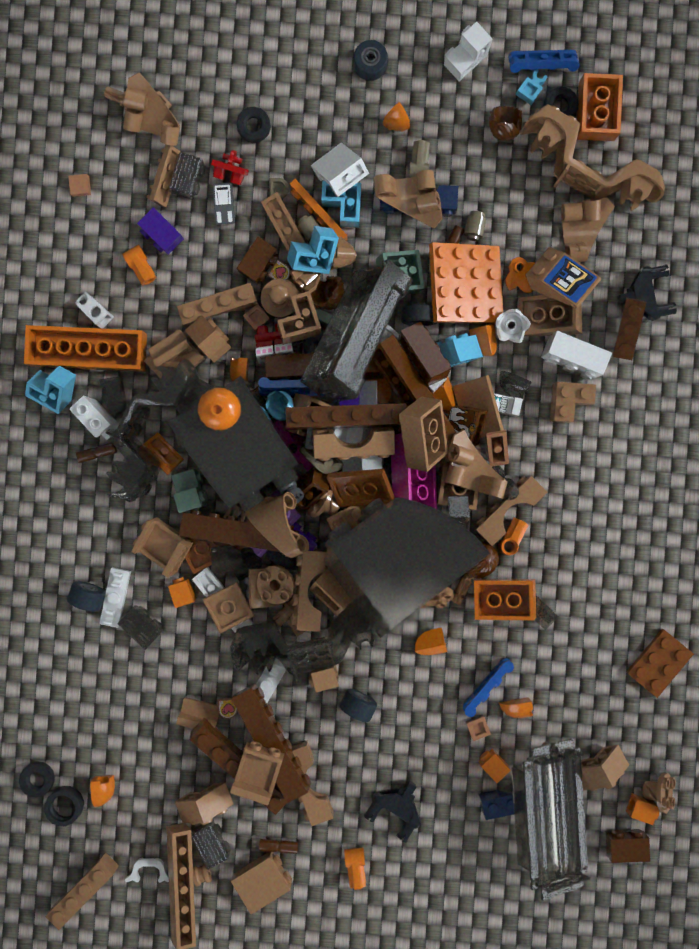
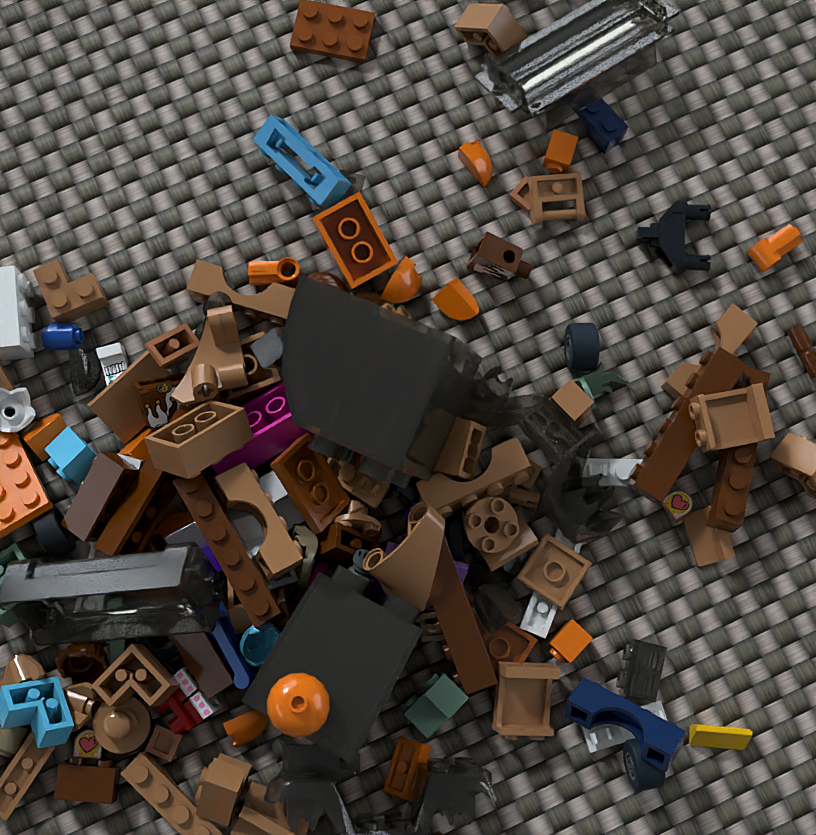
camera: 125 degrees left, 10 degrees down
(77, 651) = (719, 736): none -> yellow slope
(134, 587) = (594, 706): none -> dark blue arch
(331, 701) = (596, 380): none -> sand green piece
(444, 684) = (498, 258): none -> reddish brown torso
(460, 615) = (403, 283): none -> orange brick
(470, 747) = (556, 189): none -> medium nougat plate
(492, 680) = (479, 211): blue plate -> none
(543, 381) = (62, 336): none -> blue brick
(603, 589) = (272, 139): none -> dark azure brick

